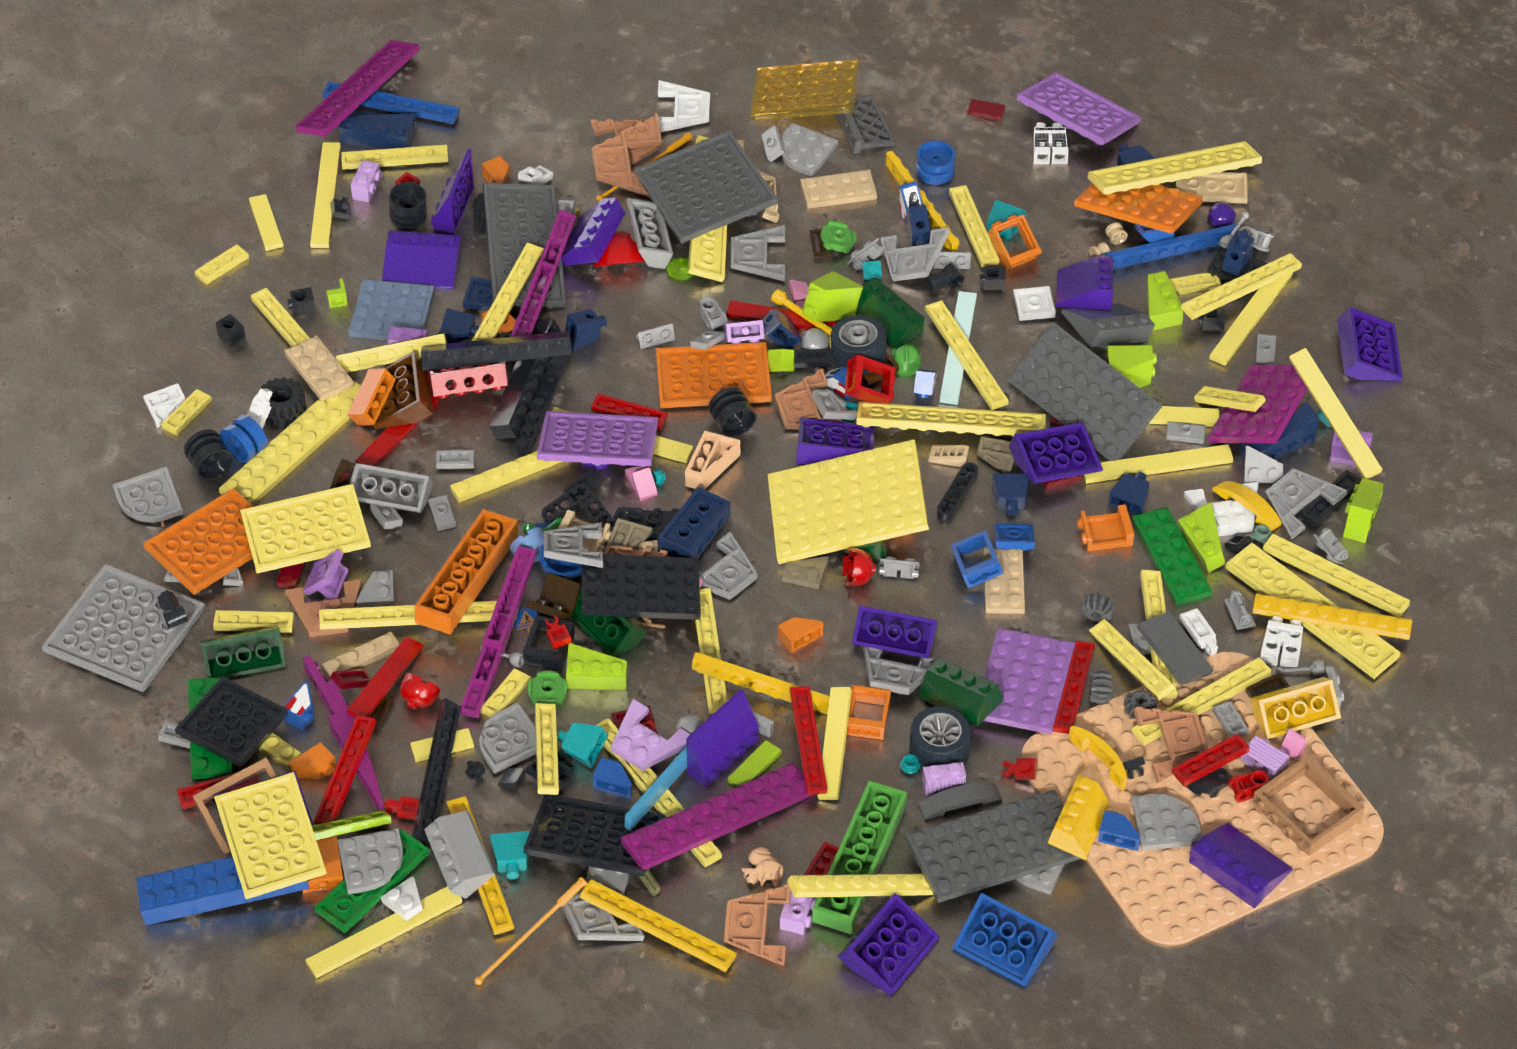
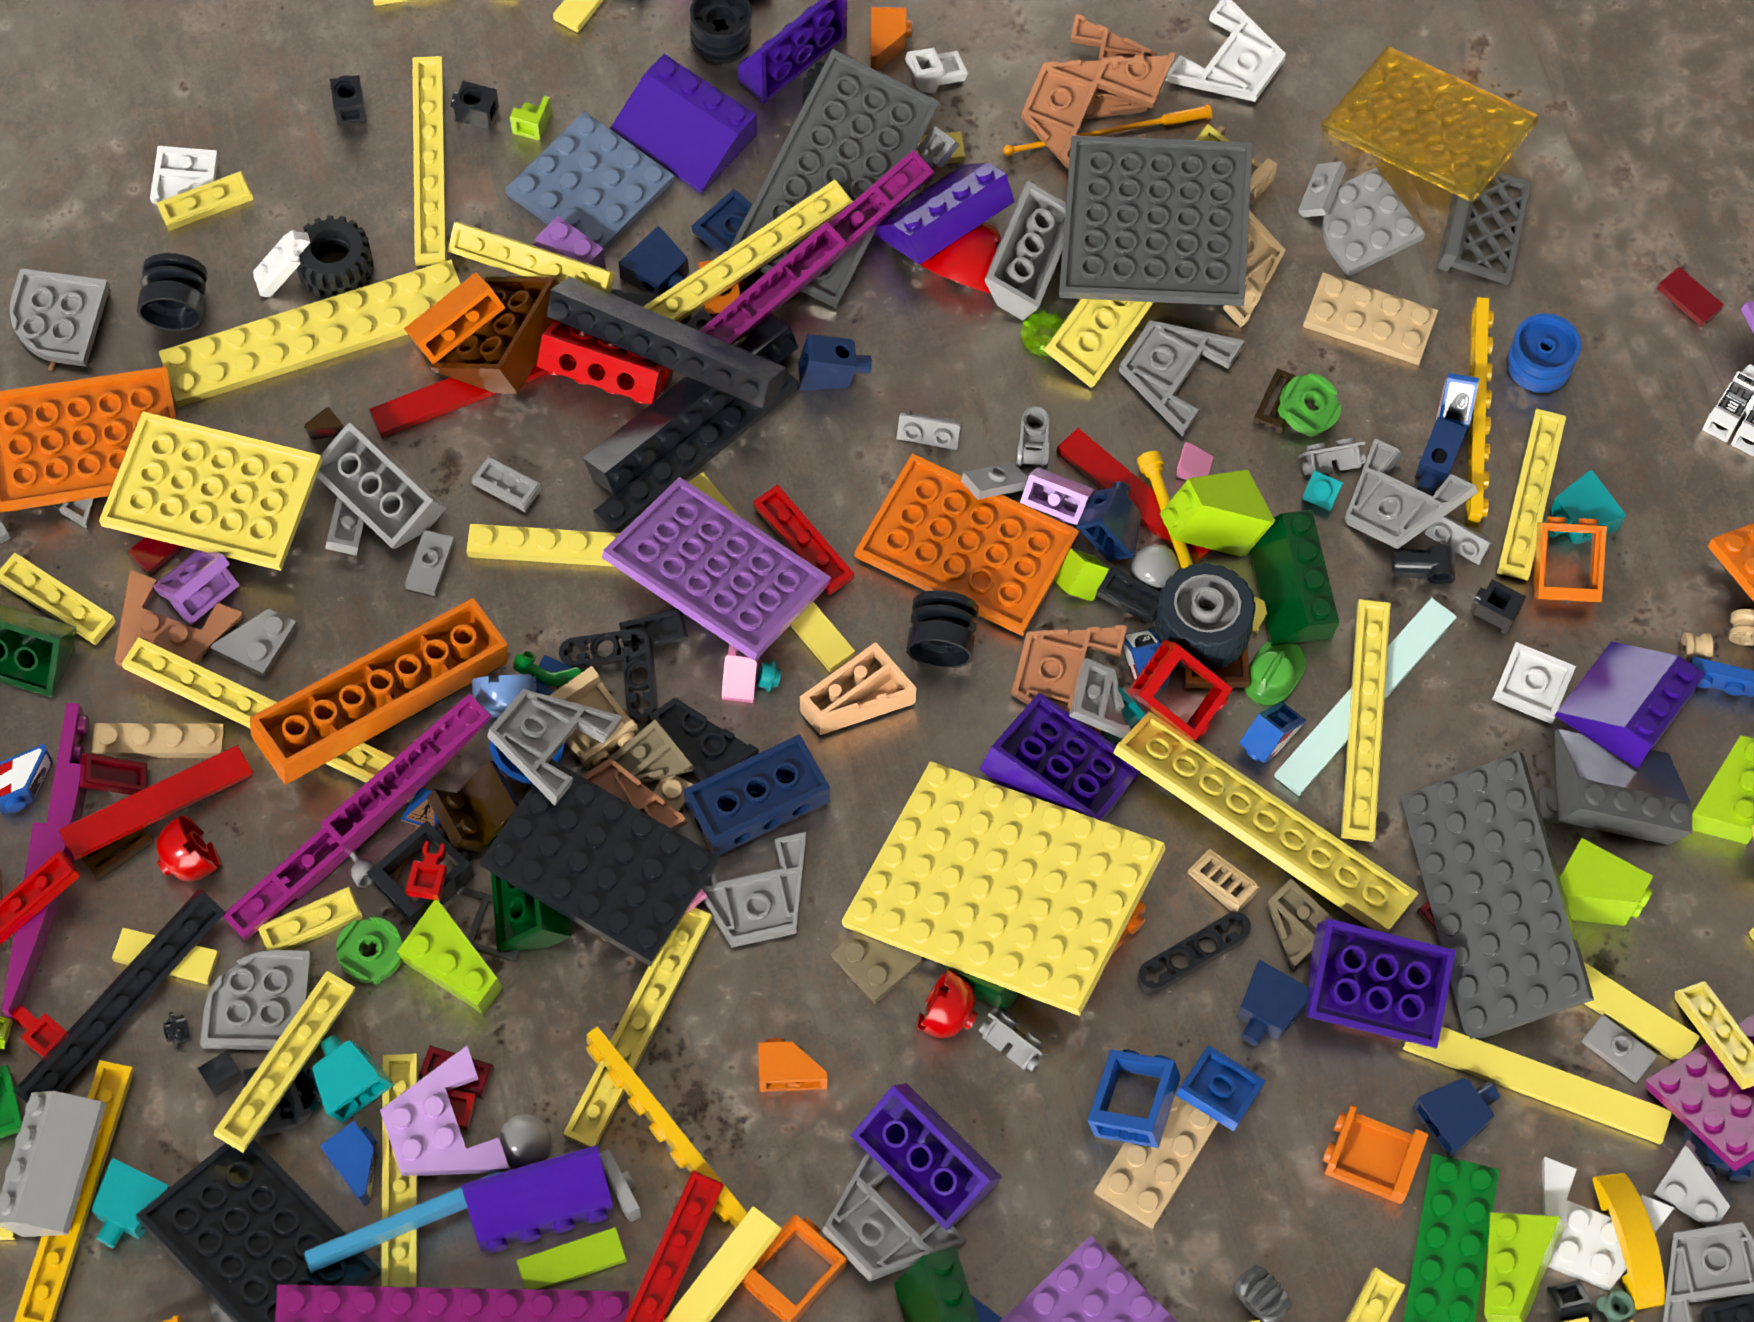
camera: 30 degrees right, 15 degrees up
(244, 438) = (236, 292): blue wheel -> none
(319, 368) = (418, 229): tan plate -> none

